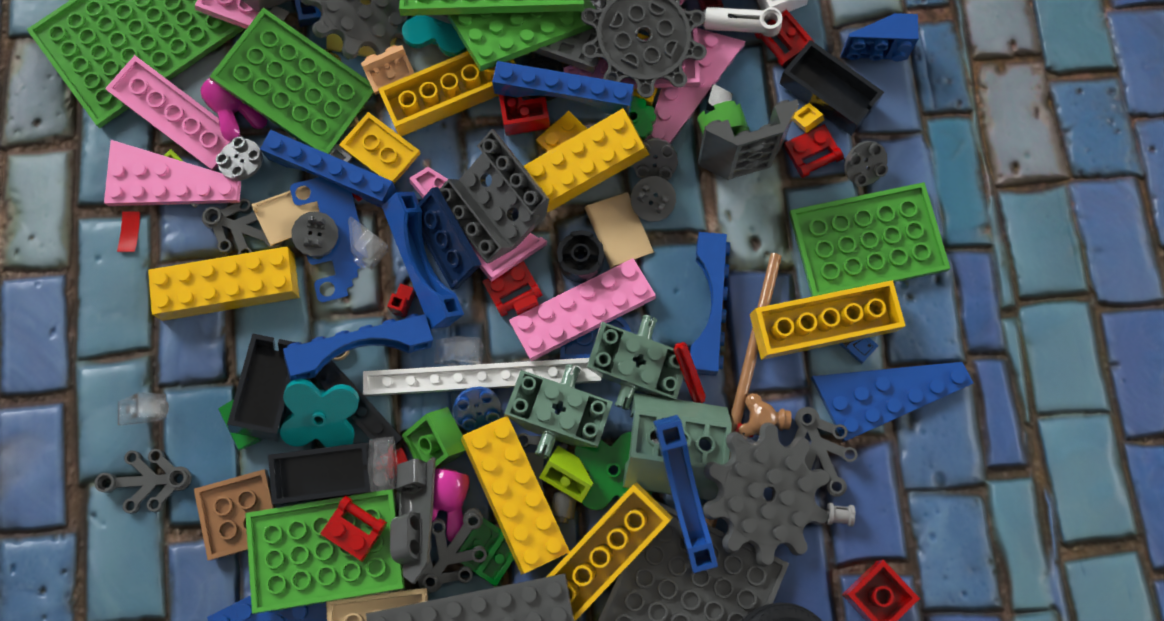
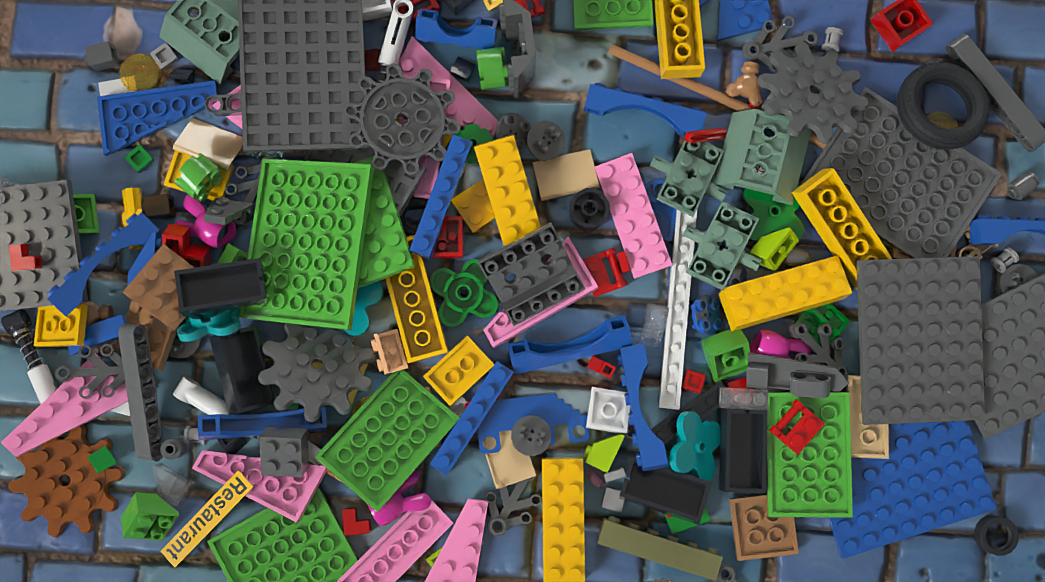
camera: 85 degrees left, 10 degrees up
(201, 396) = (659, 548): none -> olive brick
(202, 69) = (352, 525): none -> red piece
(245, 151) = (444, 488): plate -> none
(247, 334) = (611, 500): none -> light grey tile
(274, 314) = (595, 478): none -> clear pink tile
(280, 329) = (614, 474): none -> light grey tile
(304, 316) = (603, 452): none -> lime slope
(351, 311) = (607, 411): none -> white plate
(365, 245) = (548, 393): clear slope -> none
(399, 409) = (693, 381): none -> red tile
(447, 240) = (556, 320): dark blue tile -> none
(452, 134) = (455, 307): none -> green plant
(685, 493) = (792, 155): blue arch -> none
(758, 58) = (433, 28): none -> blue arch

